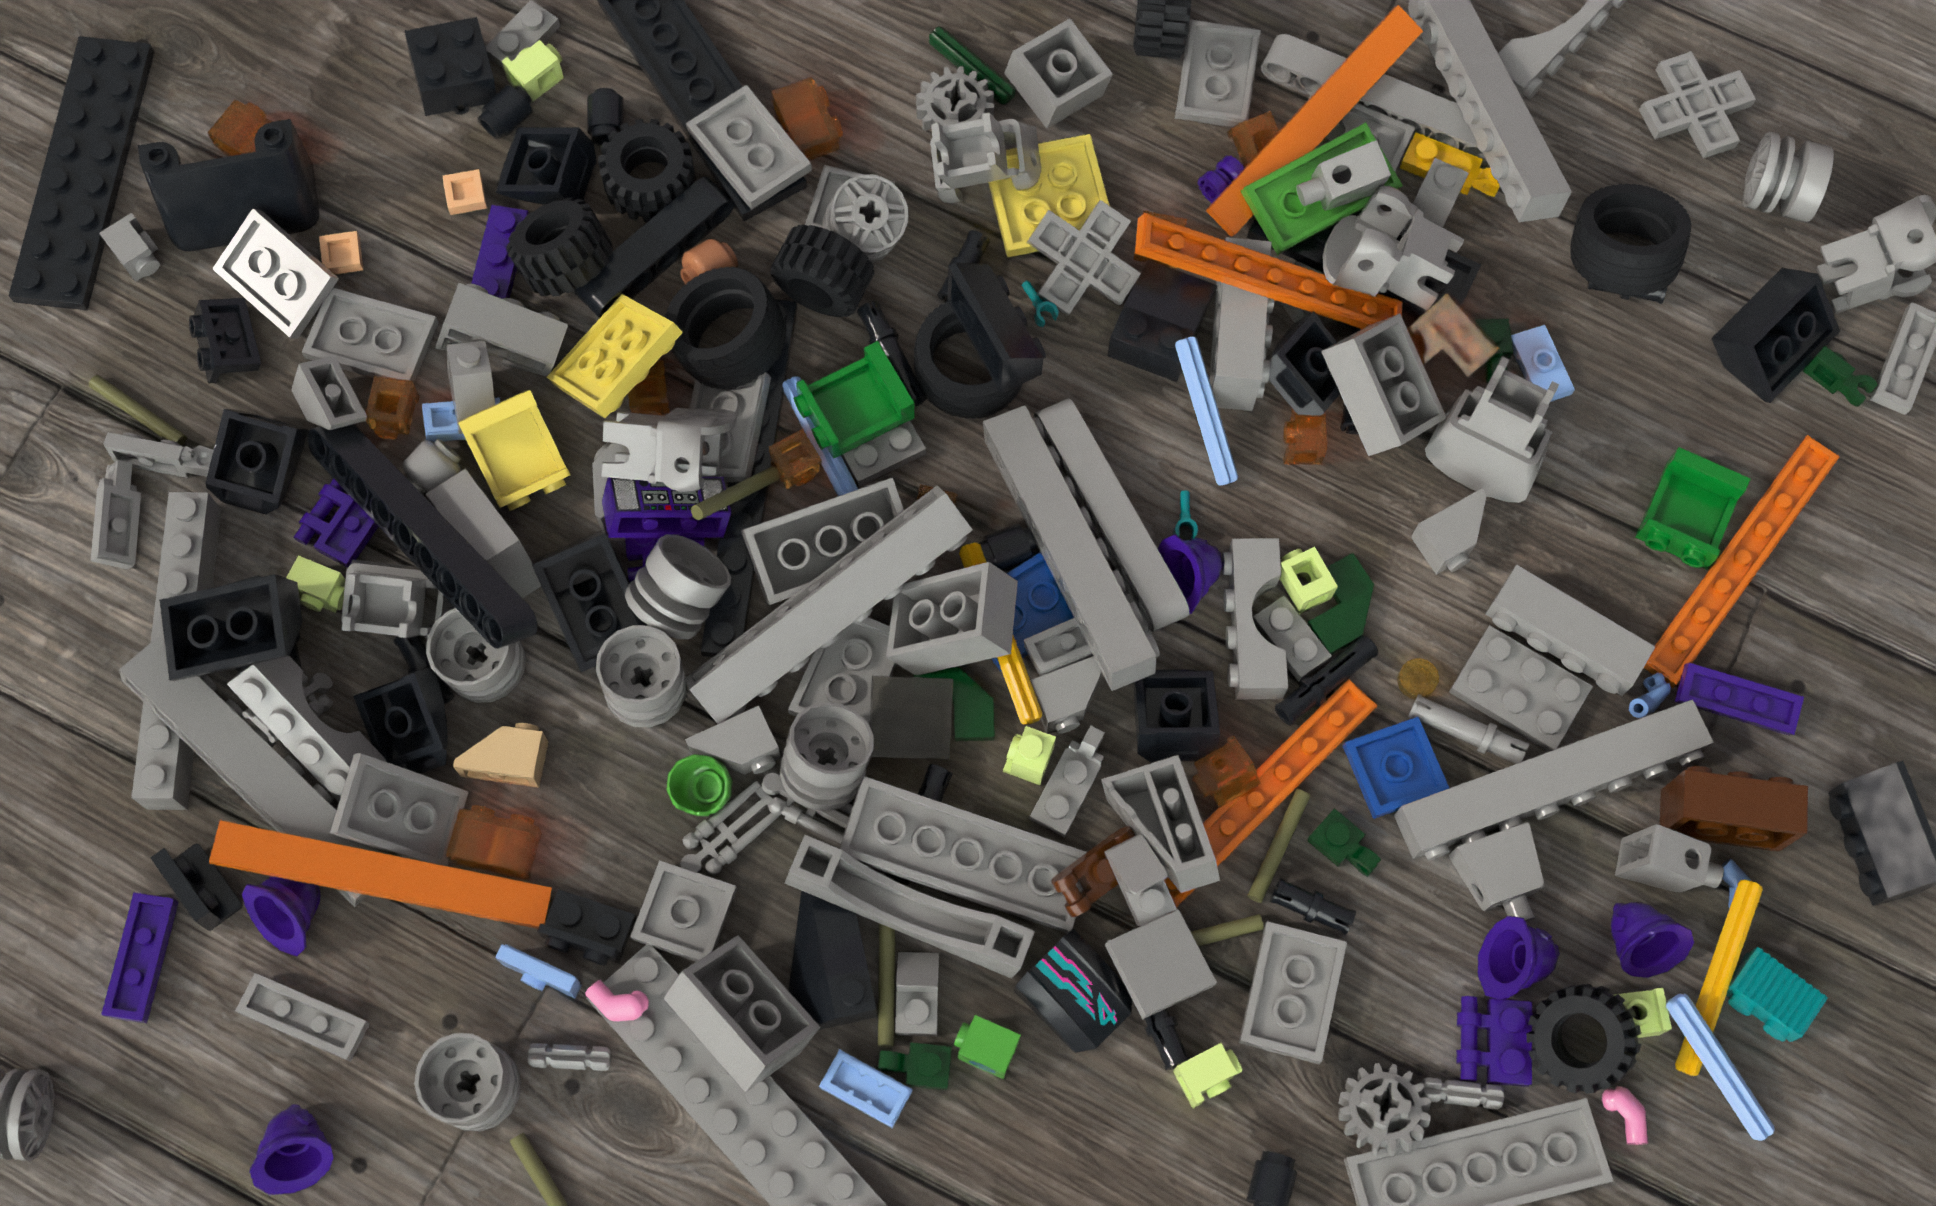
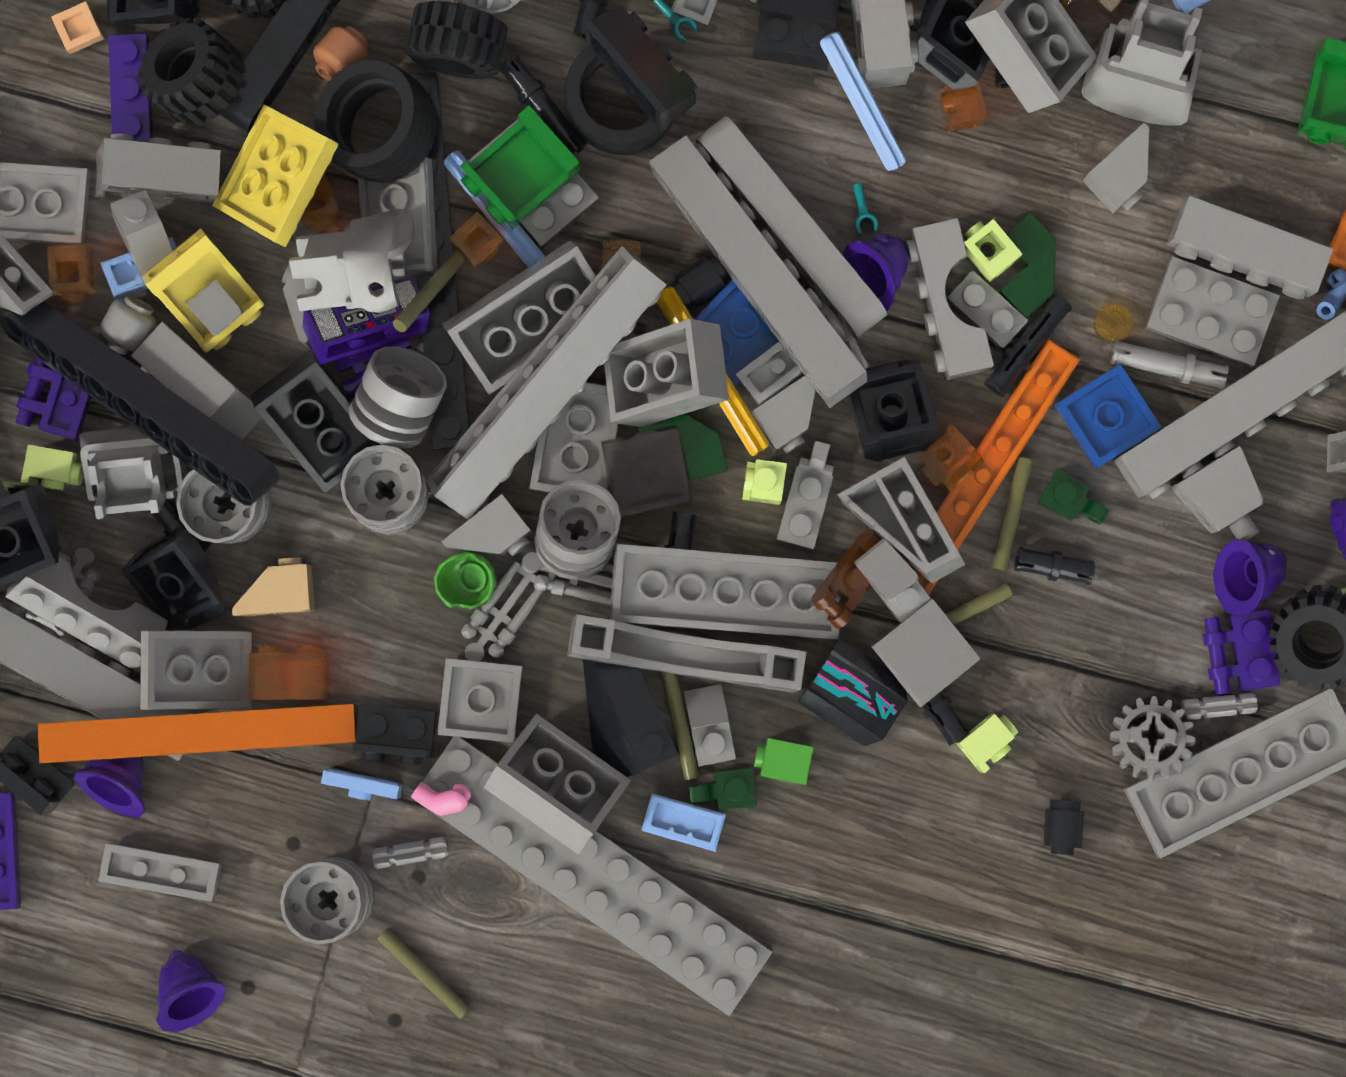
camera: 10 degrees left, 15 degrees up
(520, 466) = (214, 307): none -> light grey slope
(1293, 992) = (1050, 649): light grey plate -> none

